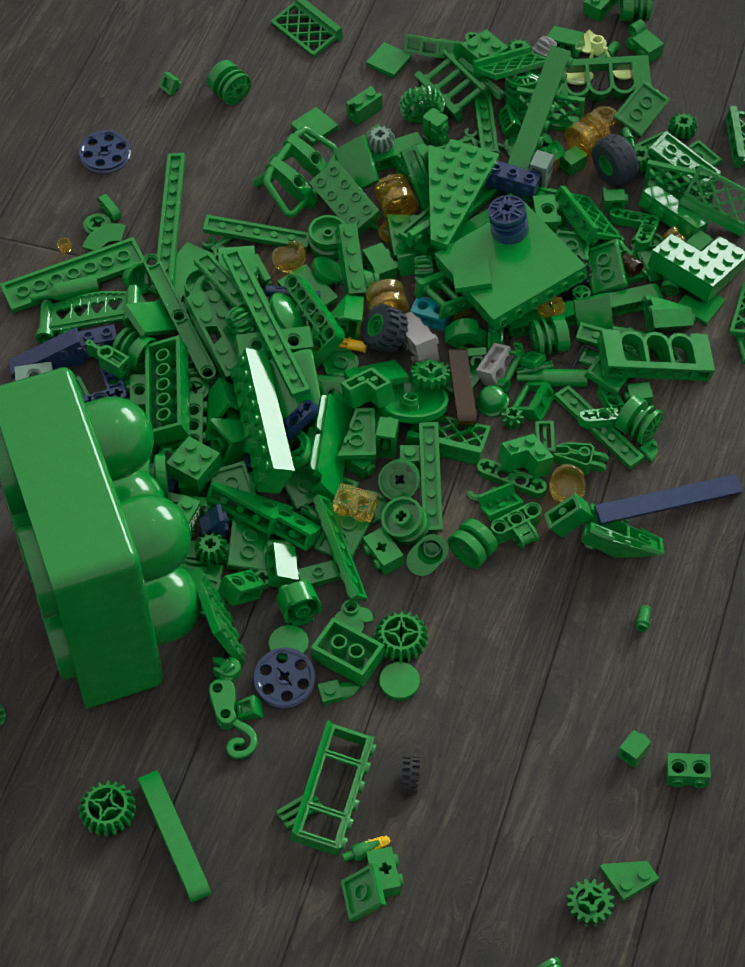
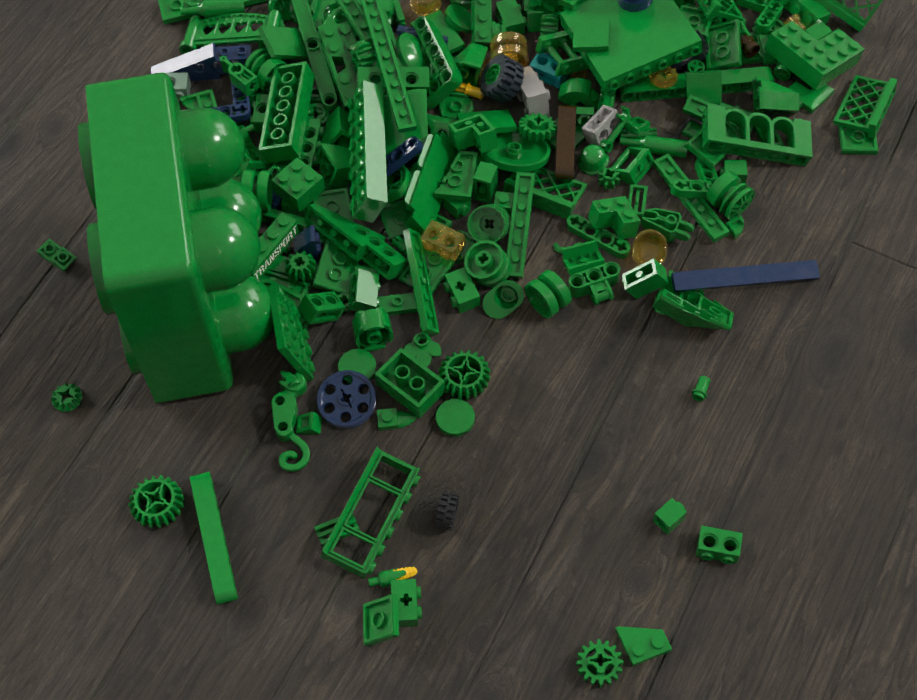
camera: 10 degrees right, 5 degrees up
(550, 335) = (661, 103): green wheel -> none

